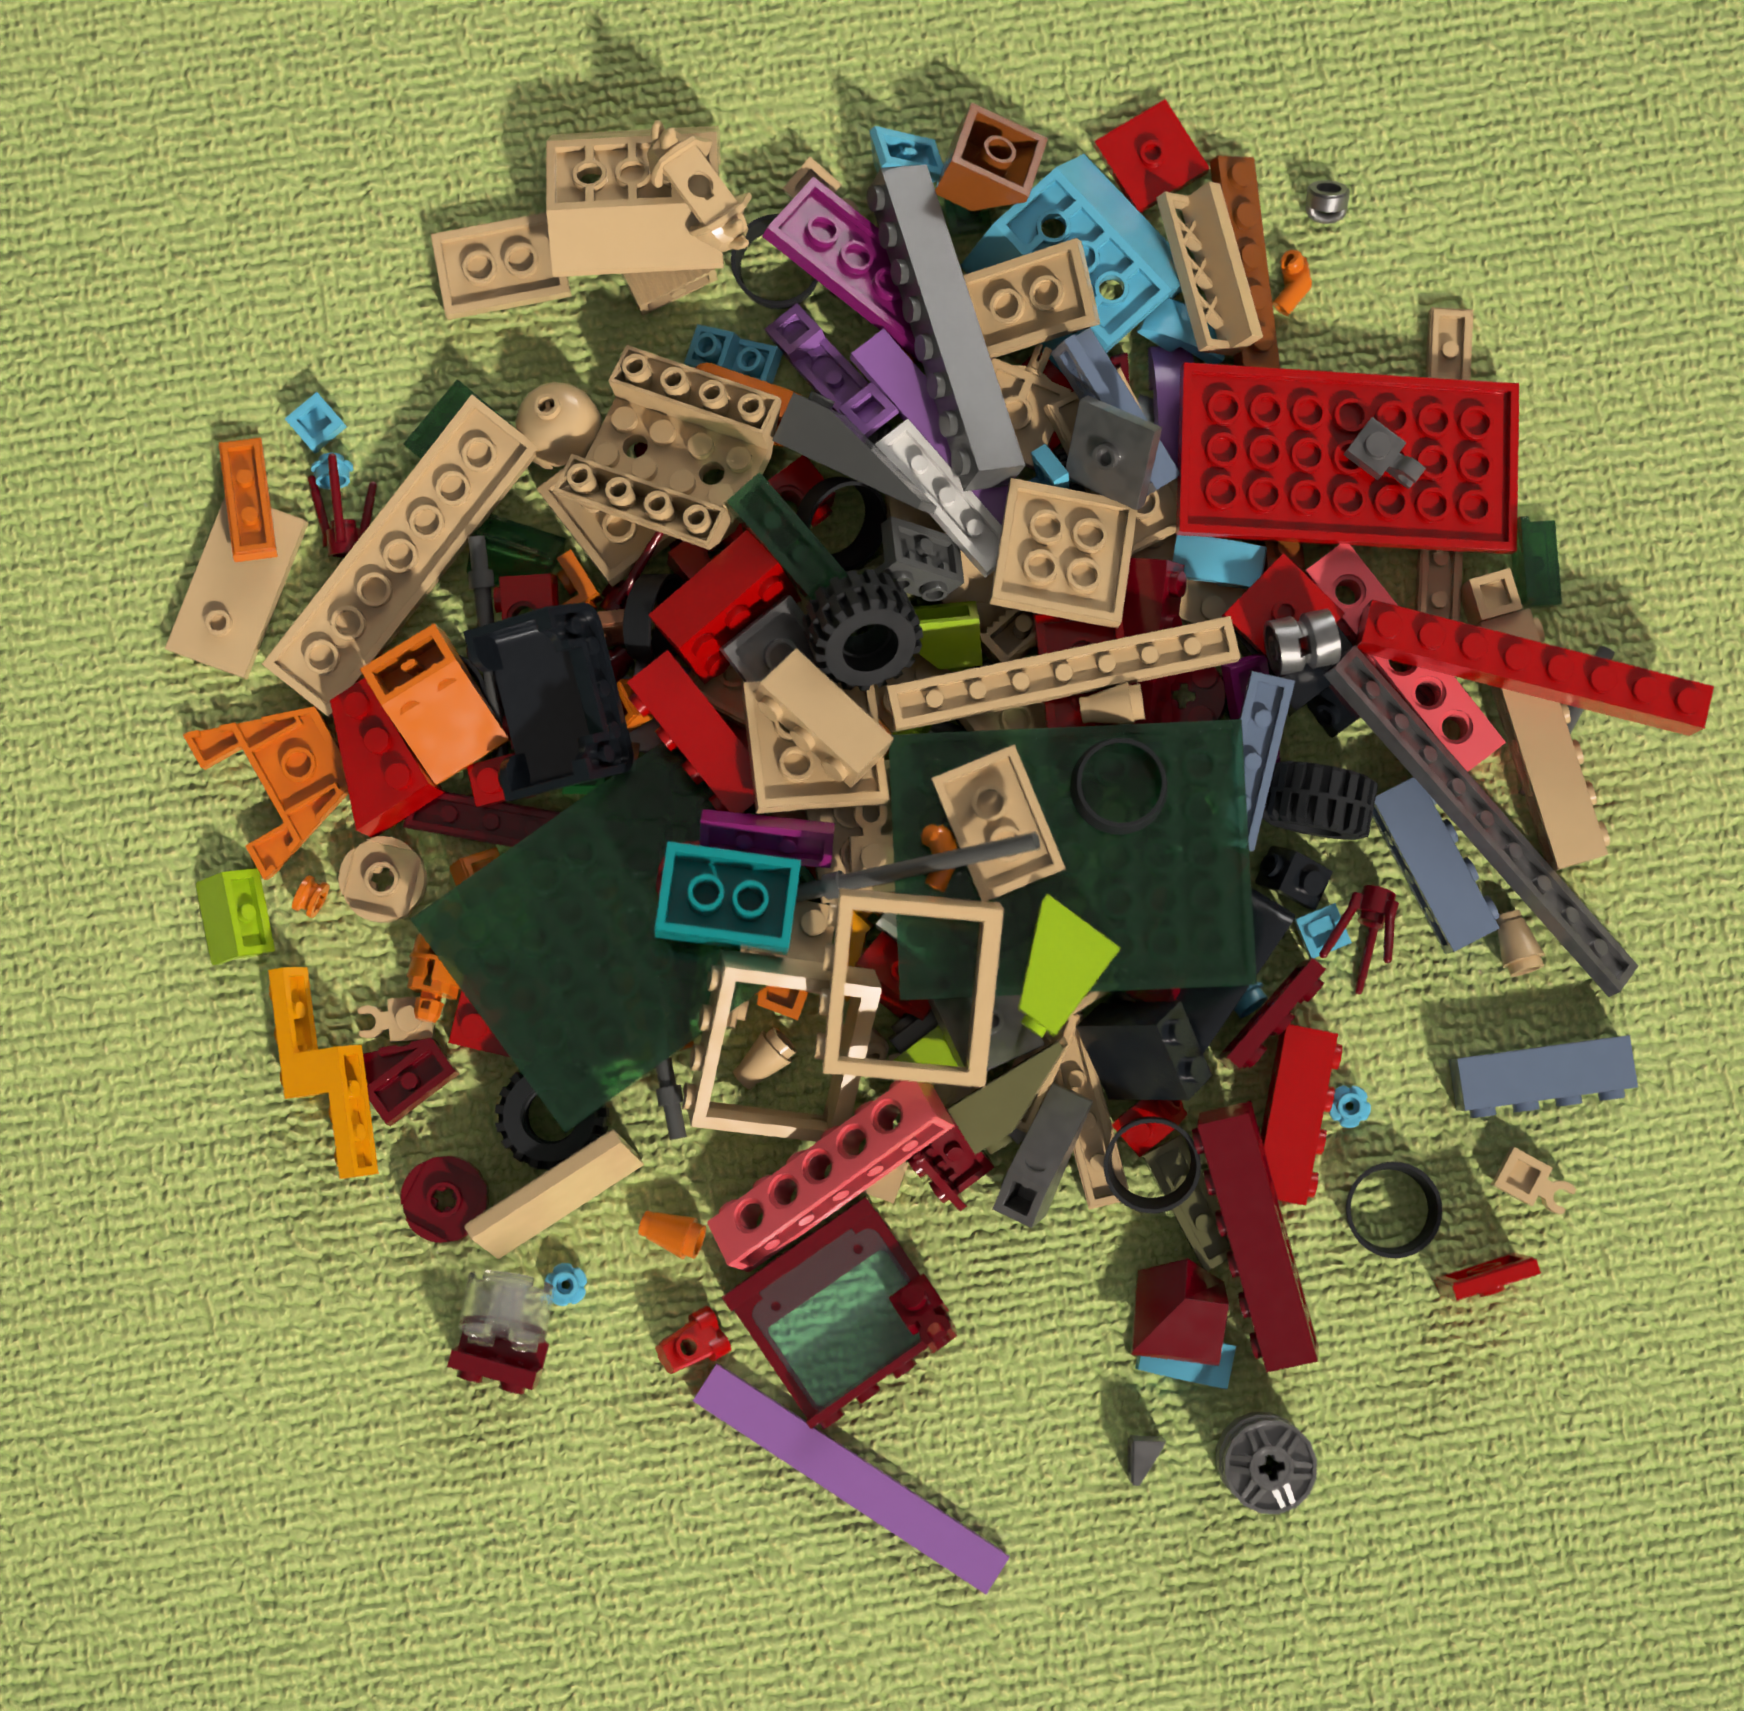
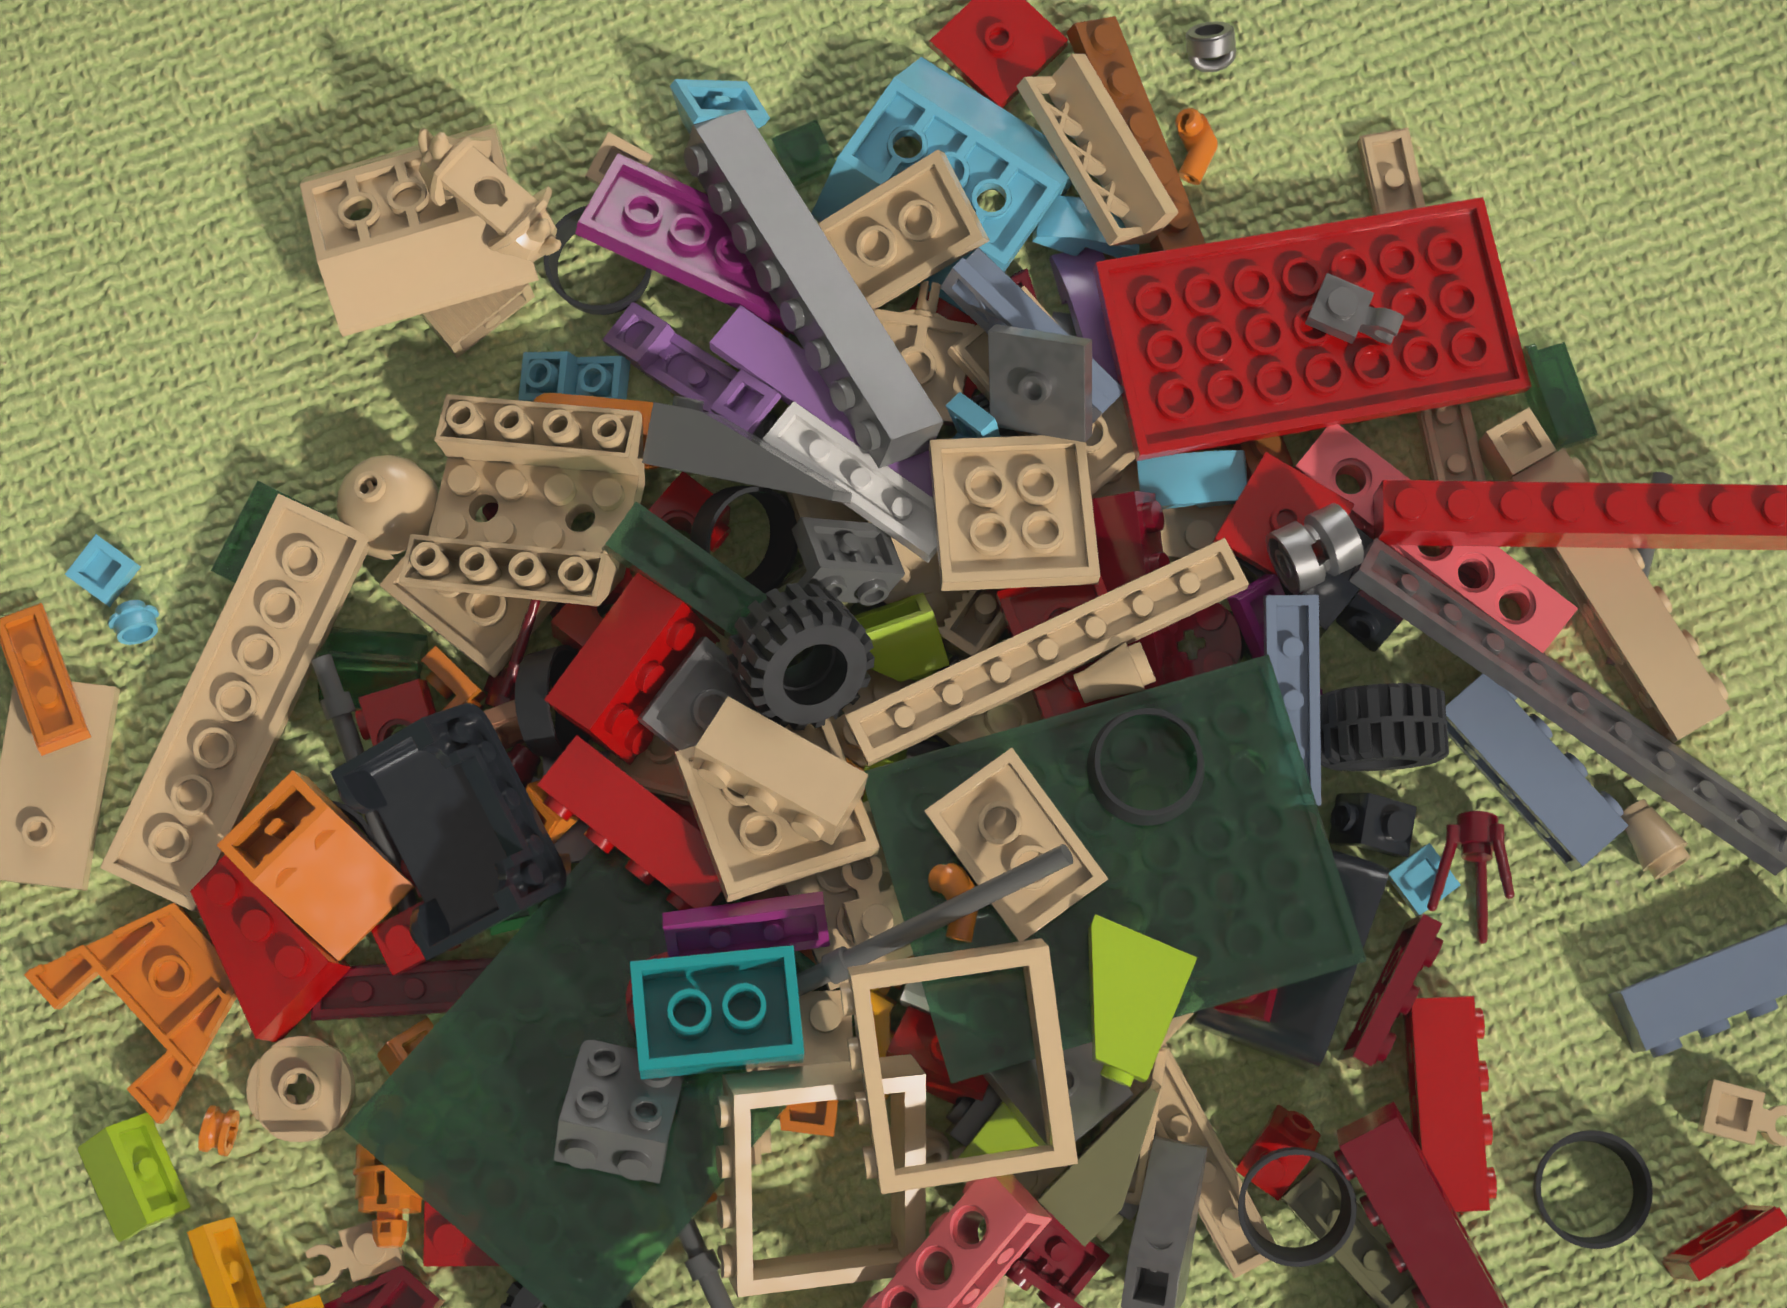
camera: 15 degrees left, 5 degrees down
(341, 533) = (161, 691): dark red plant -> none
(496, 266) = (274, 341): tan plate -> none
(627, 961) = (614, 1117): none -> dark grey bracket
(765, 1057) = (805, 1191): tan cone -> none
(990, 162) = (816, 89): dark orange slope -> none
(1144, 1051) = (1253, 1072): black brick -> none
(1251, 1000) = (1362, 982): medium azure plate -> none
(1360, 1111) = (1522, 1078): medium azure plate -> none

